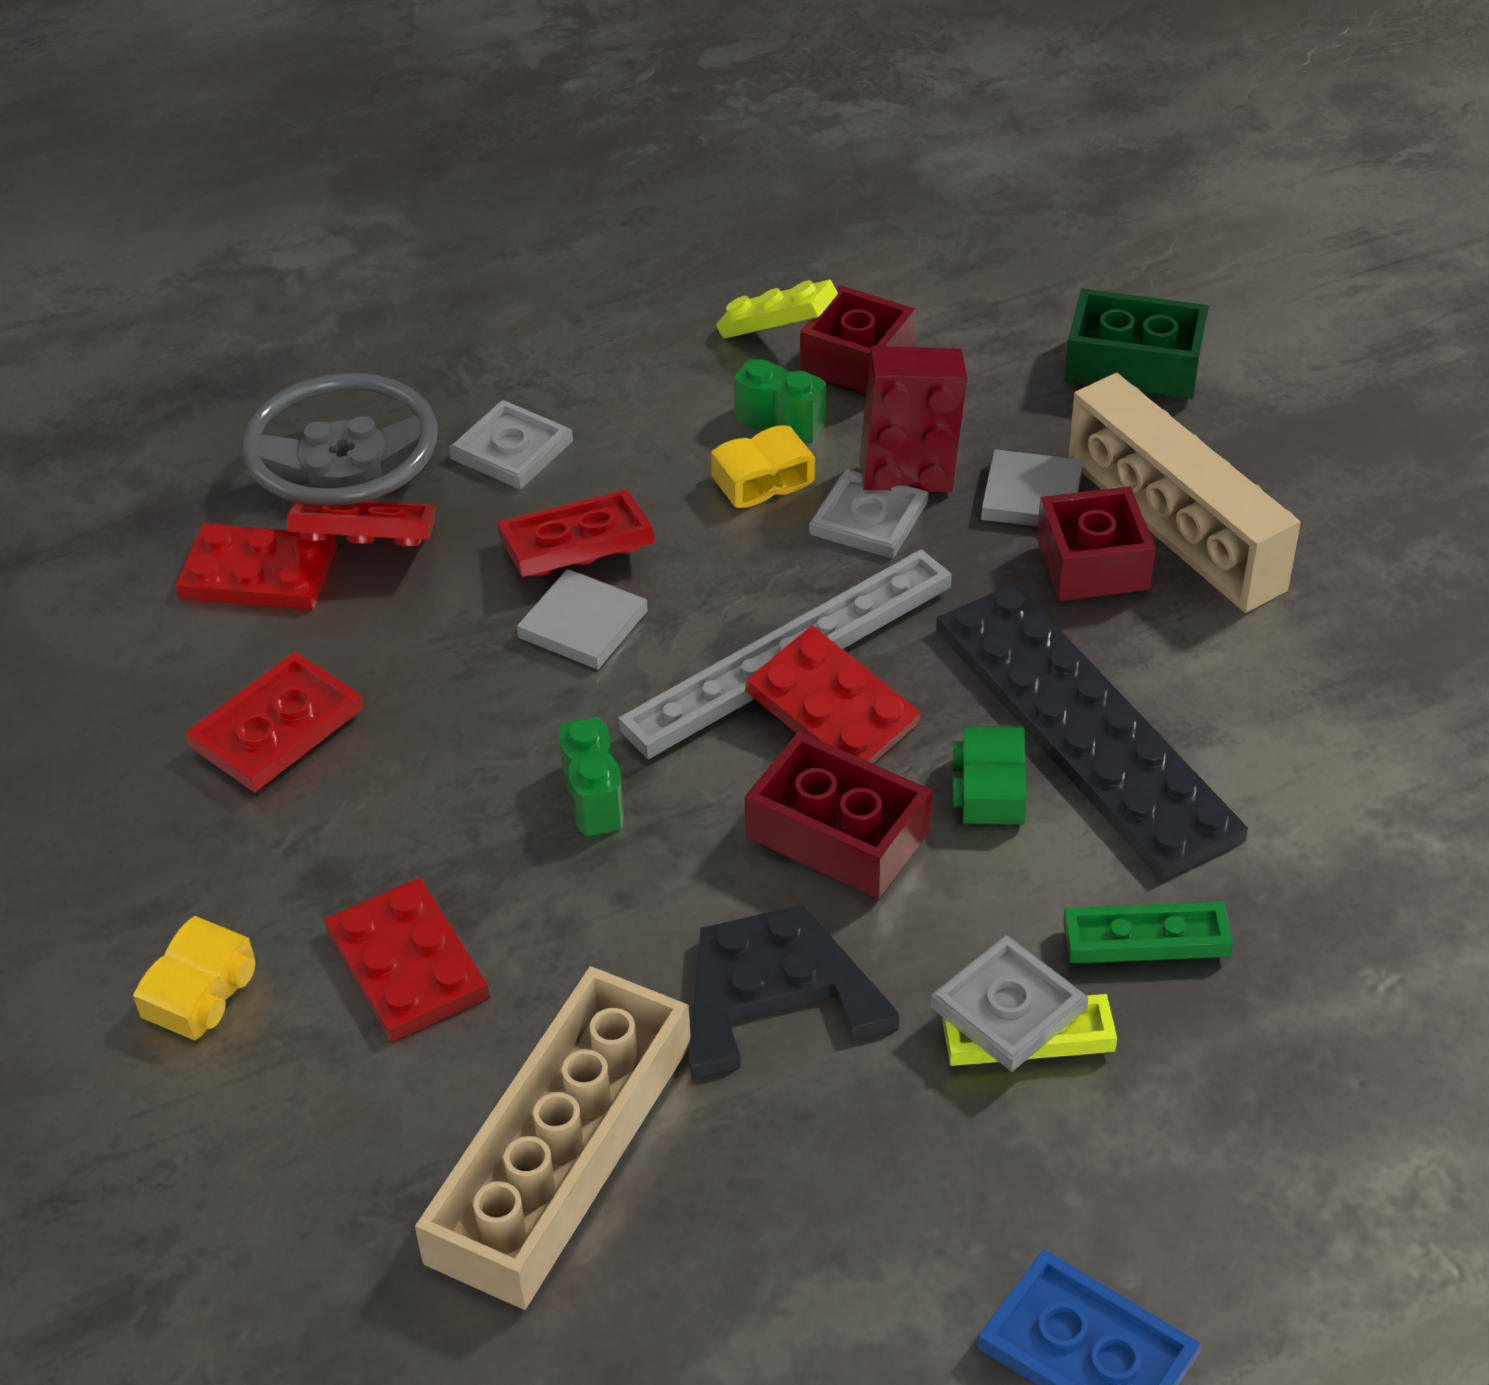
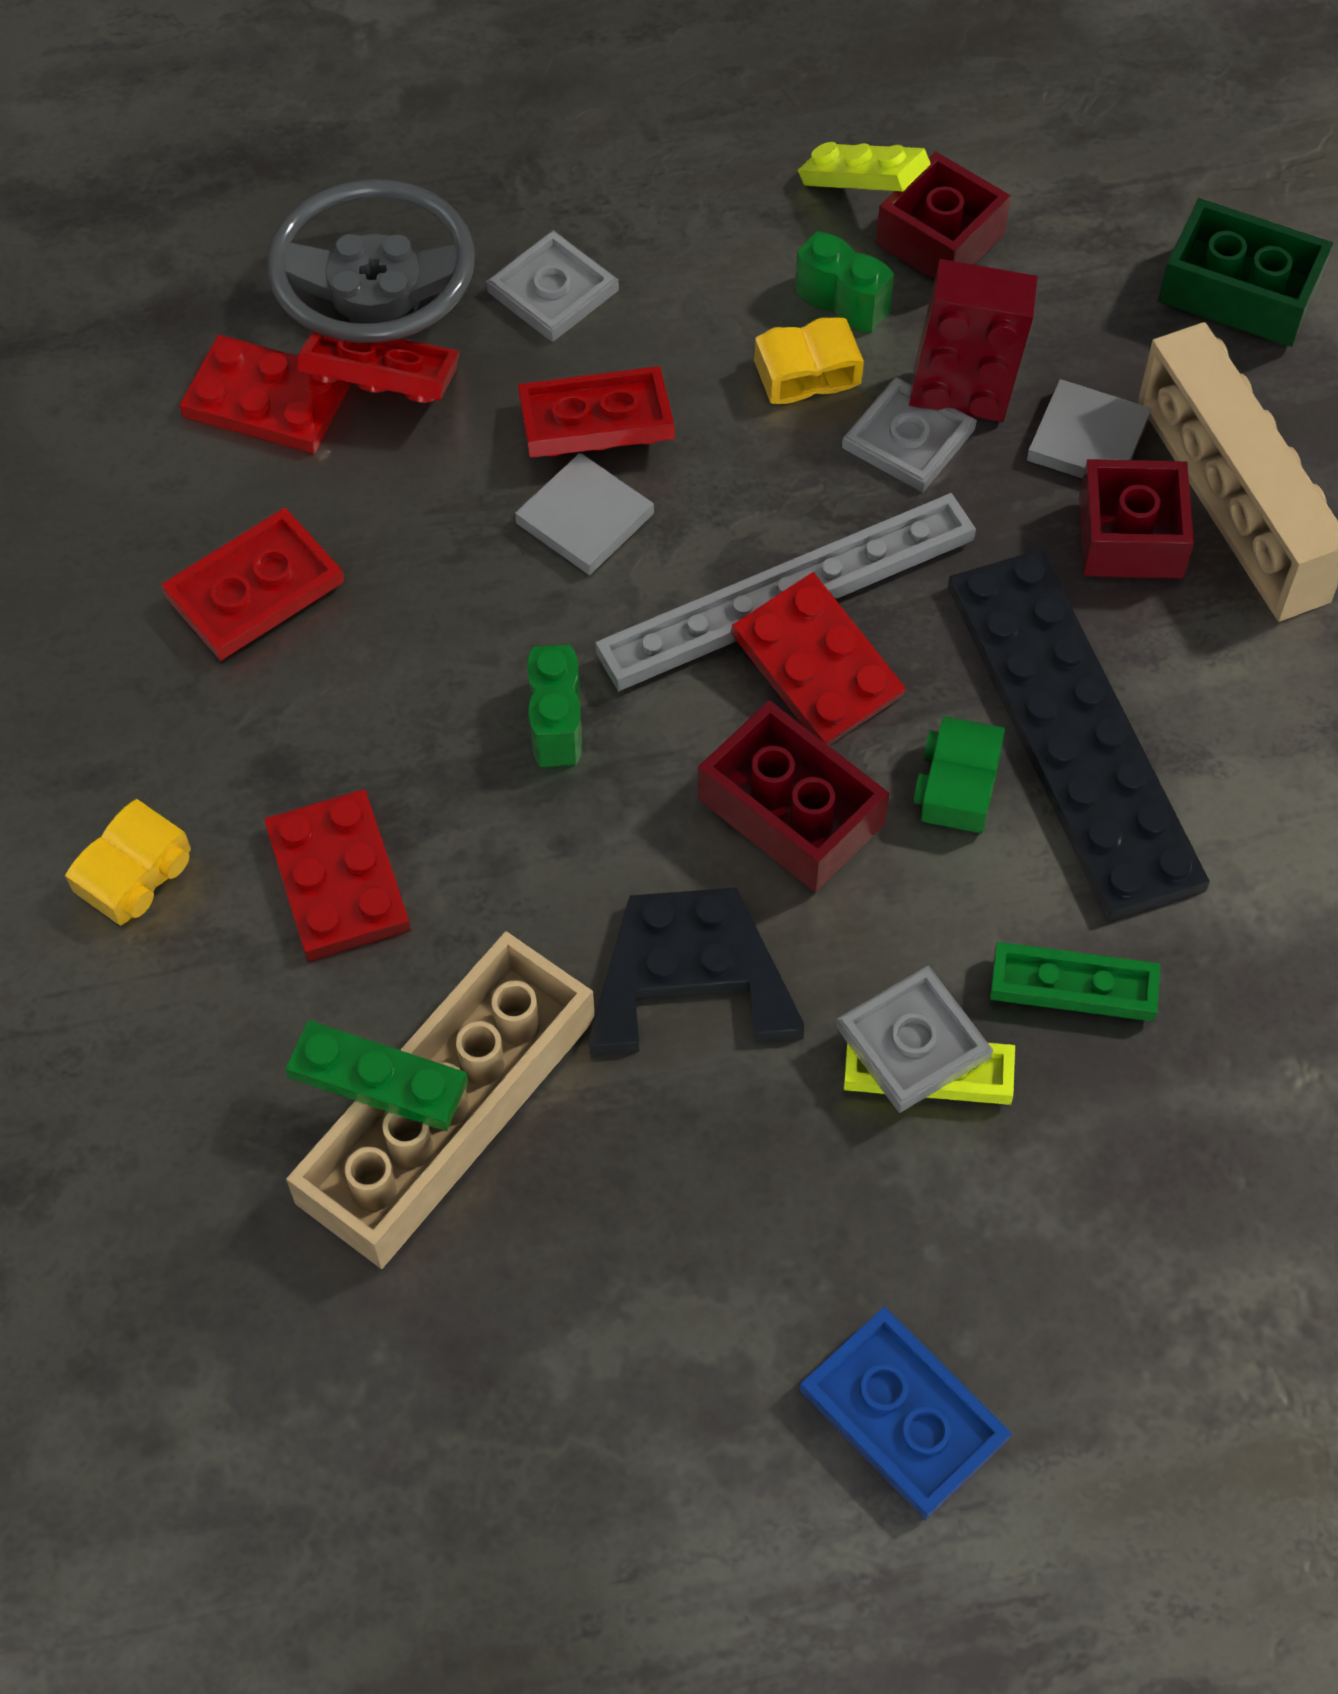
camera: 10 degrees right, 15 degrees up
(489, 1113) = (377, 1075): none -> green plate

